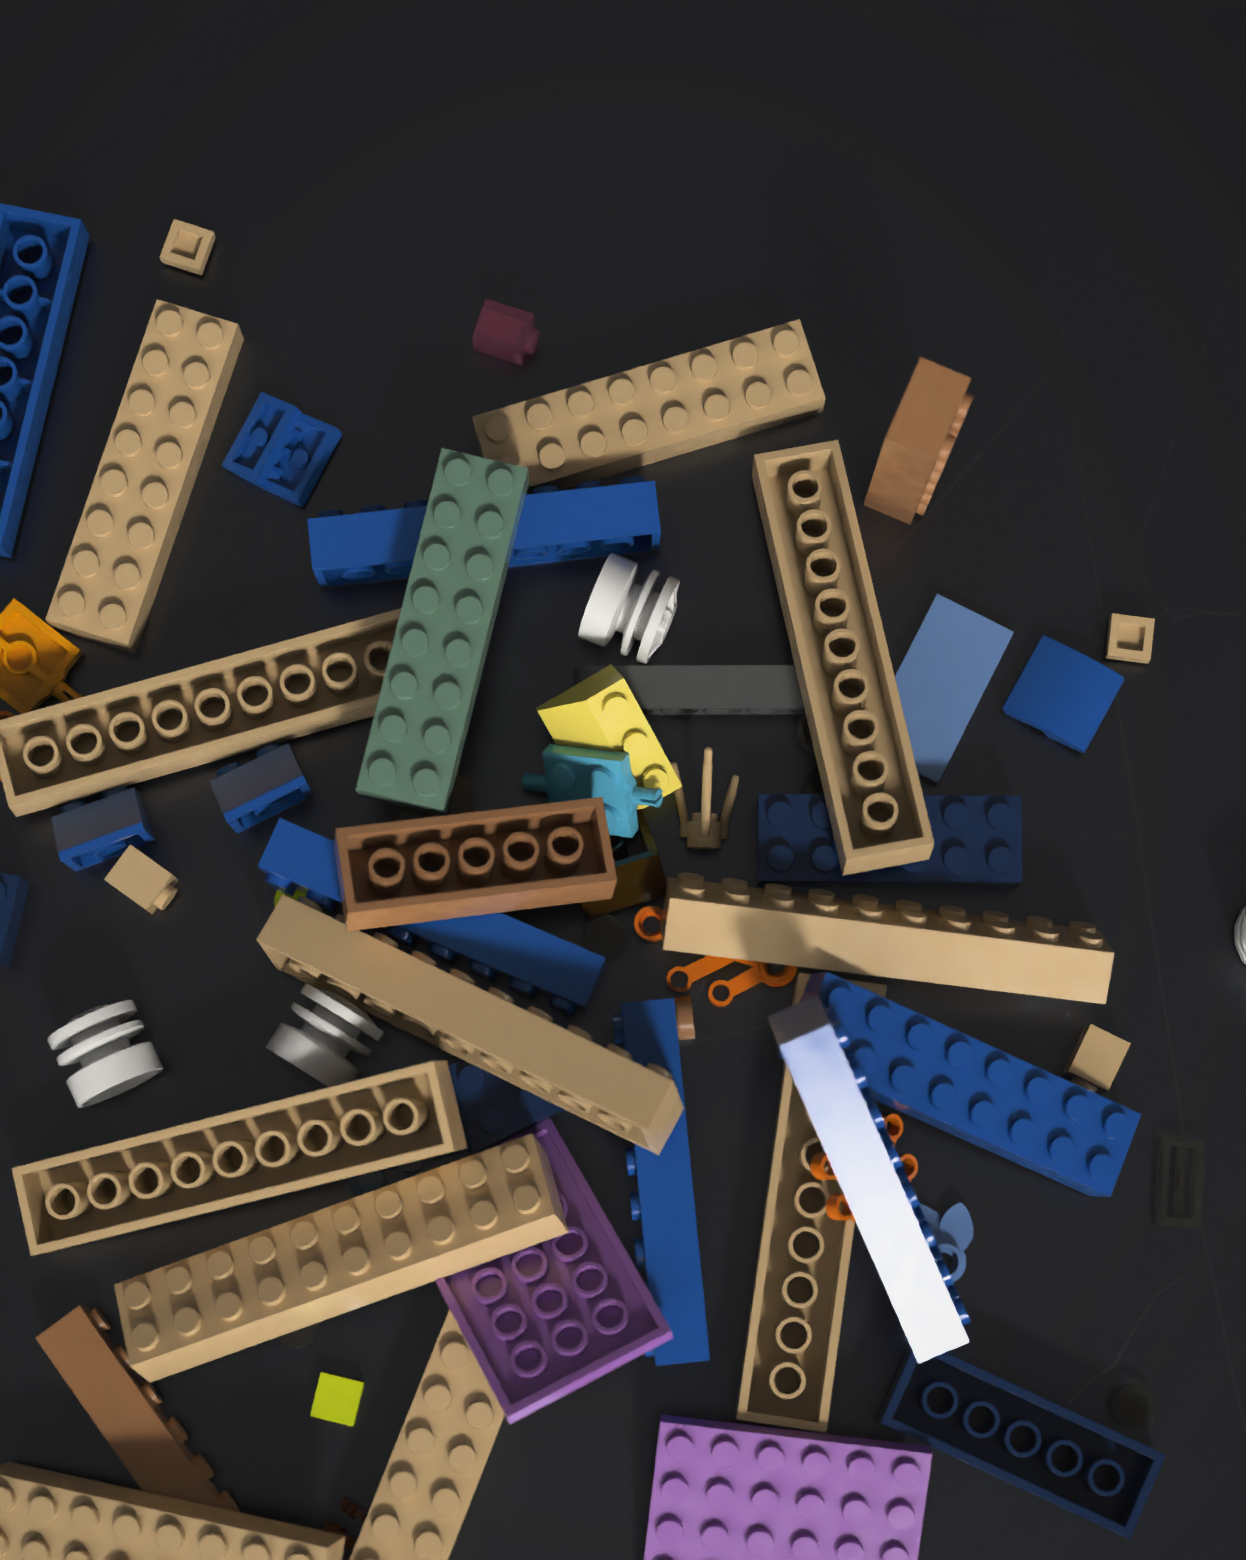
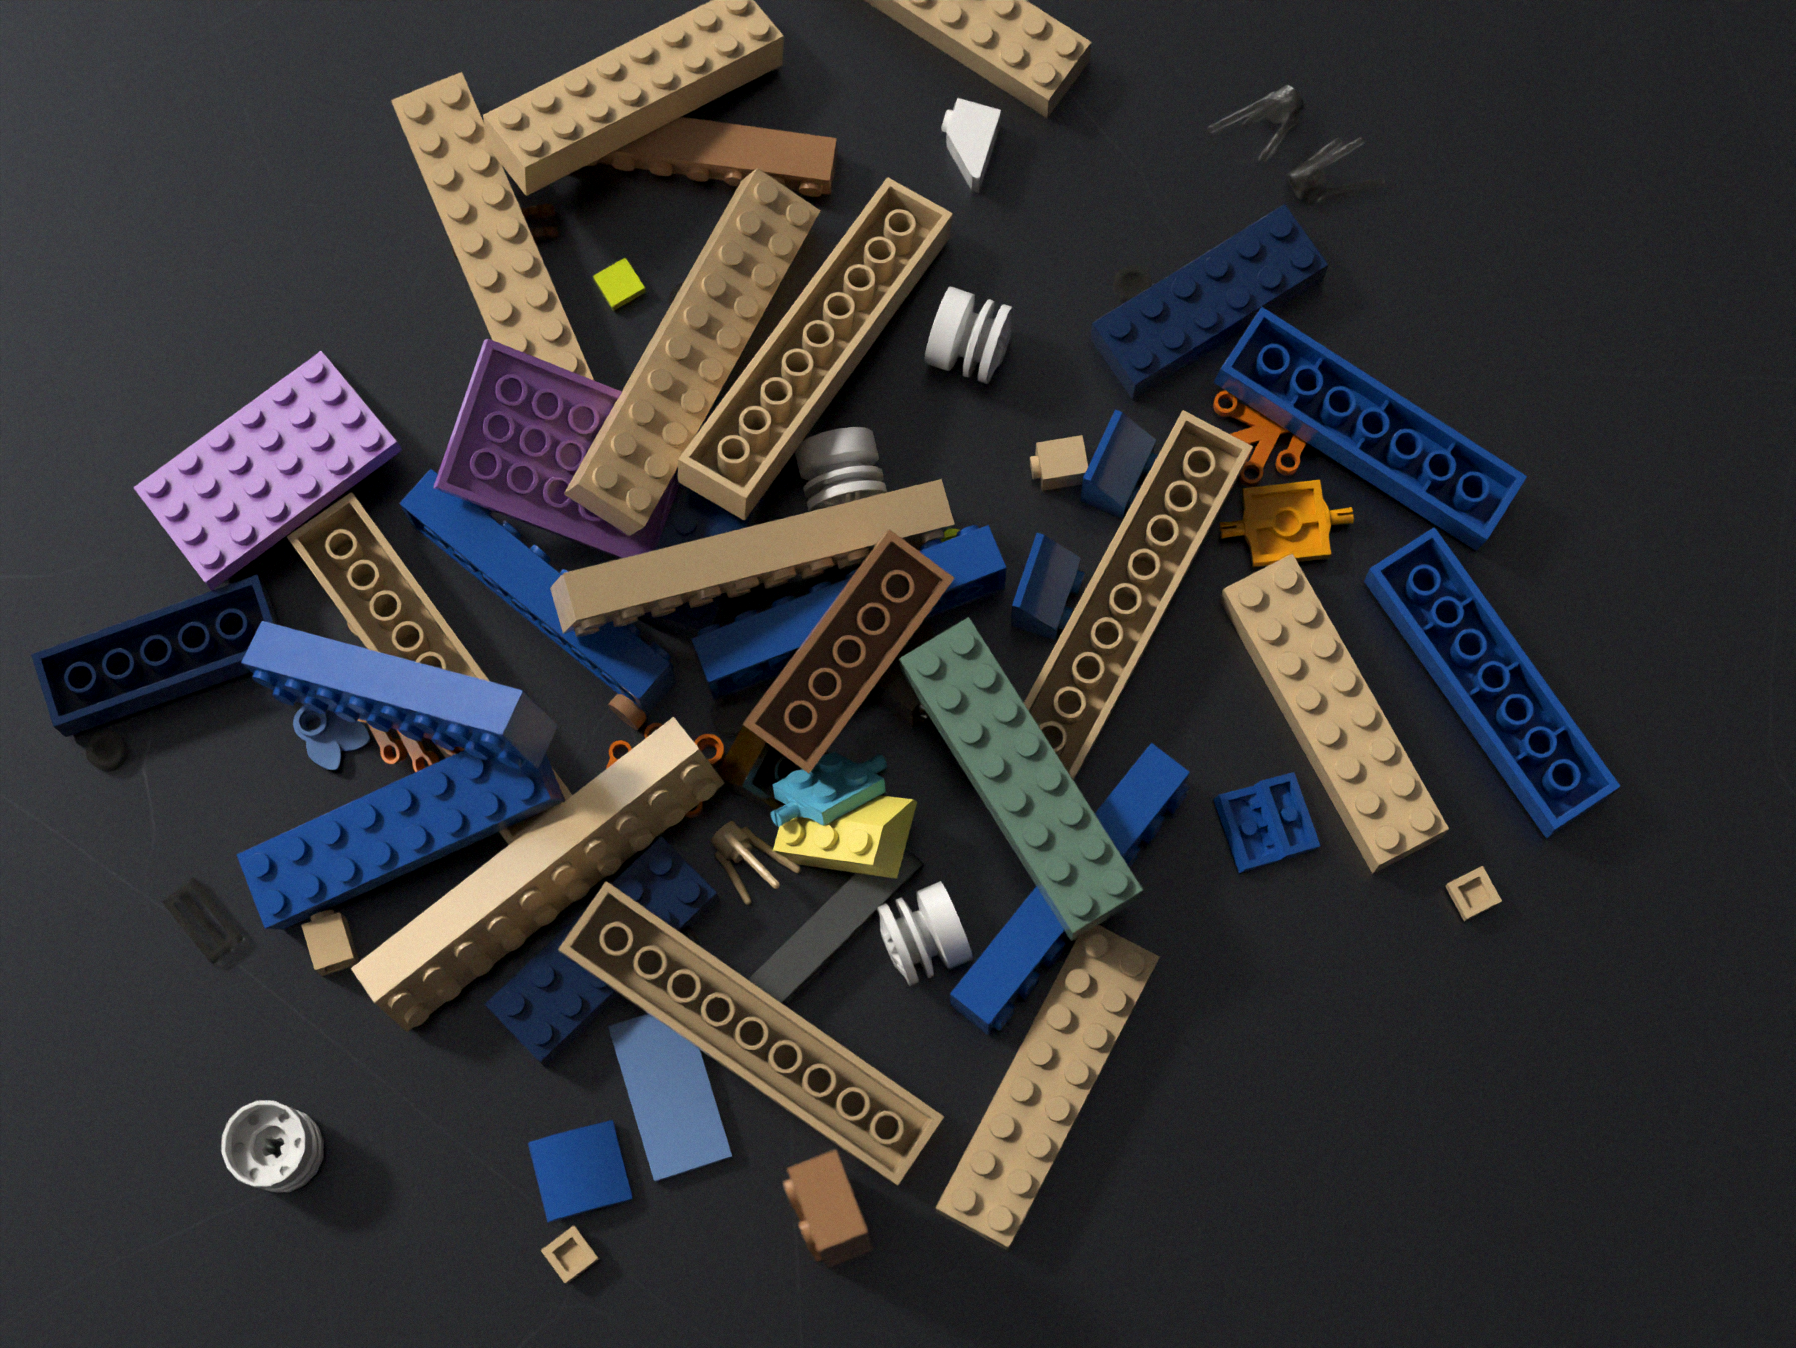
camera: 140 degrees right, 5 degrees down
(505, 332) = (1201, 1046): clear pink brick -> none

